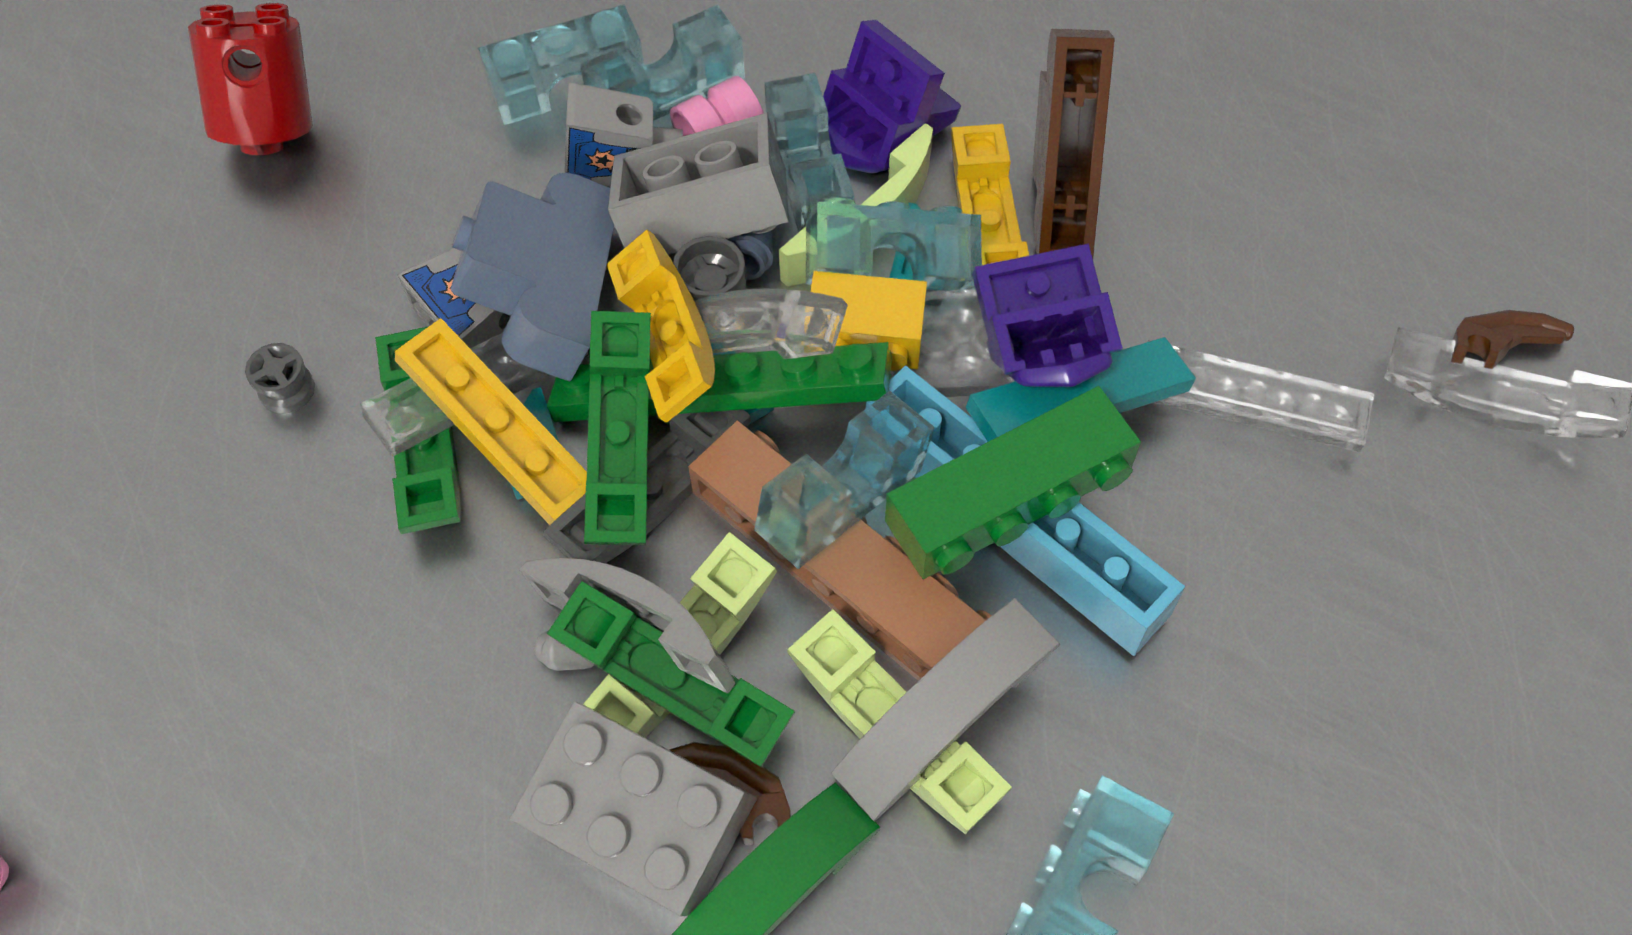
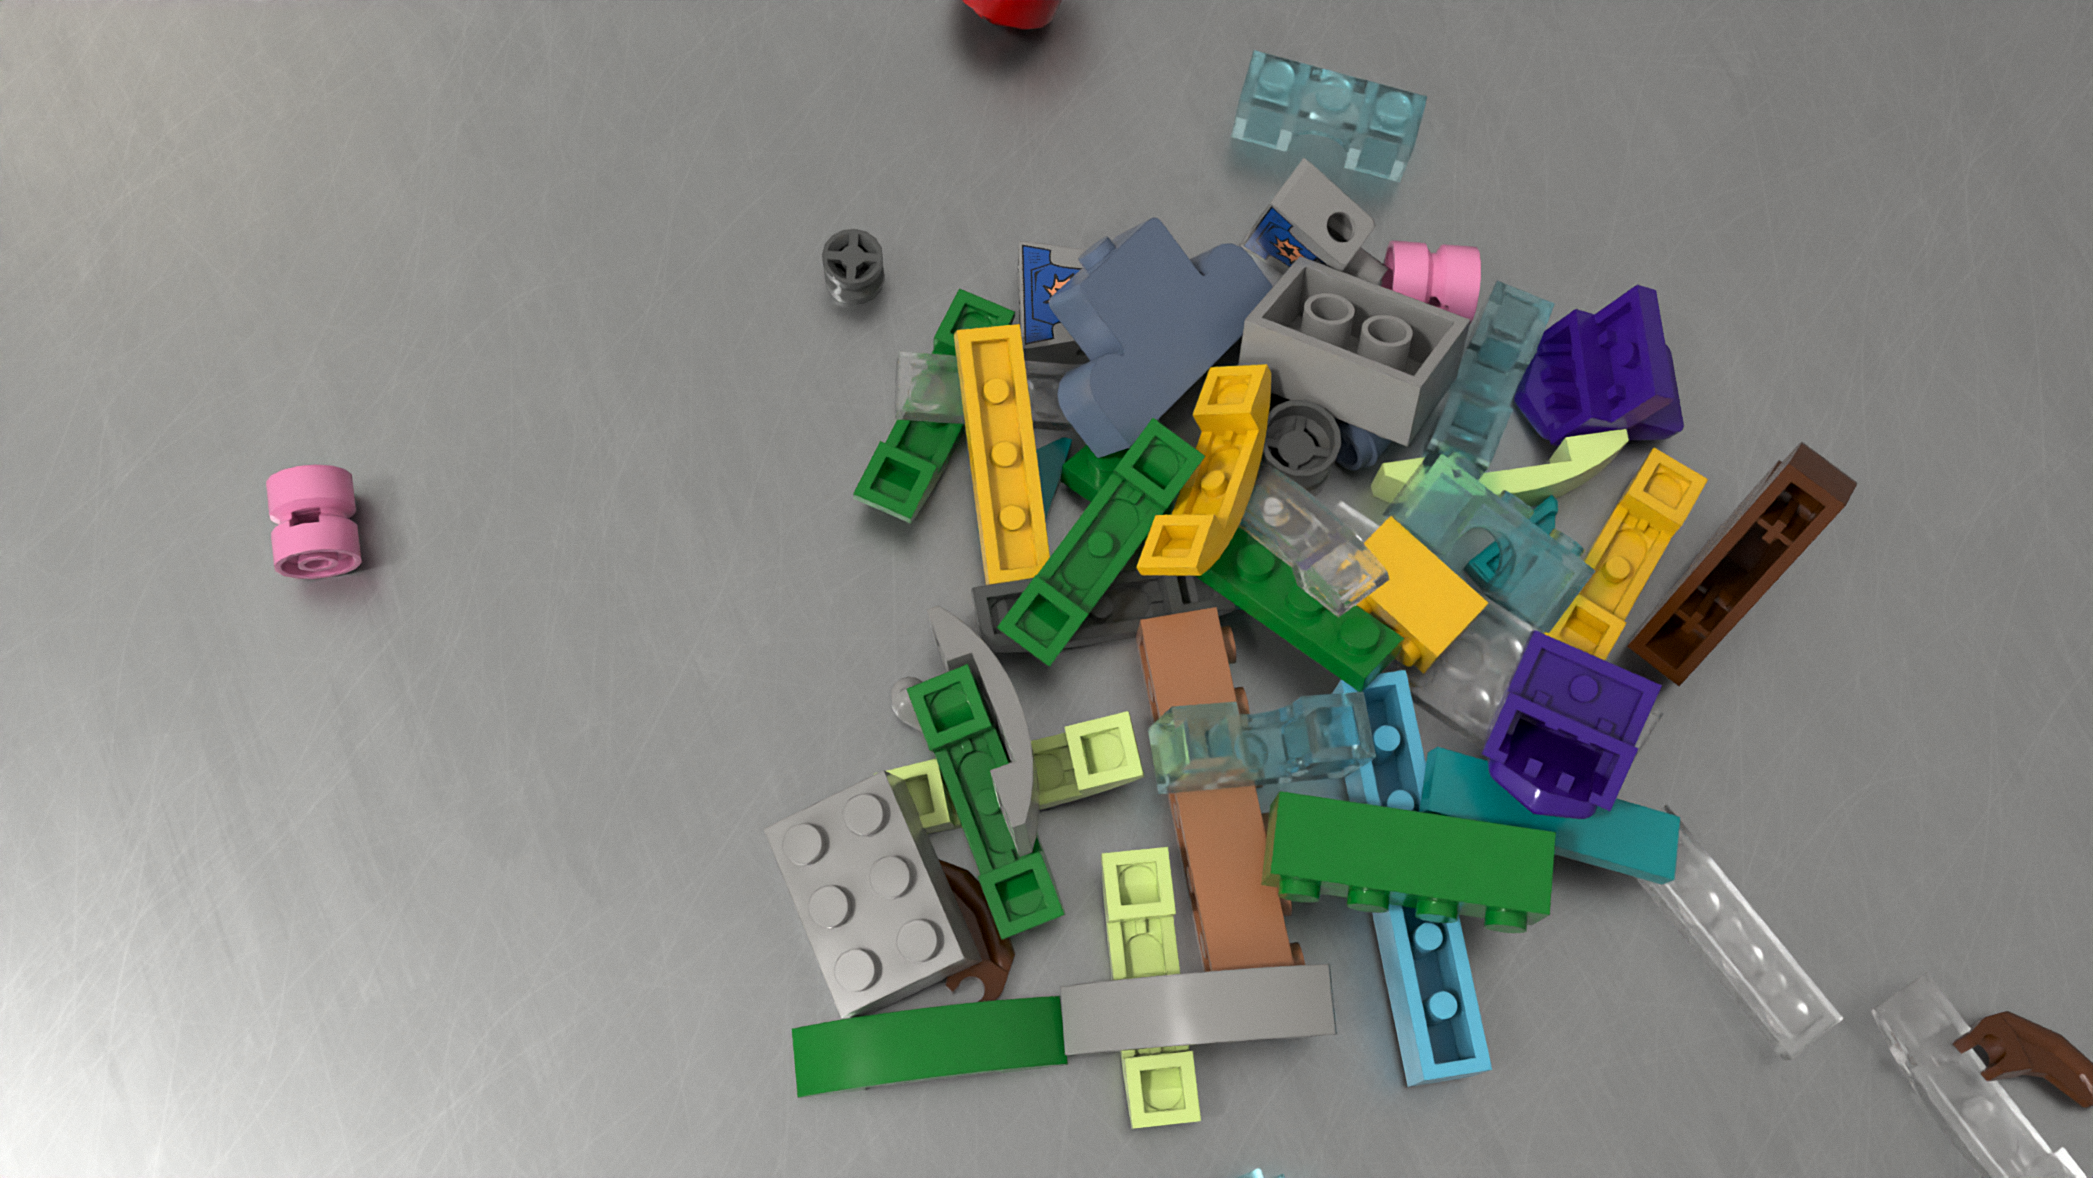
camera: 30 degrees right, 10 degrees up
(701, 56) = (1457, 205): clear light blue arch -> none

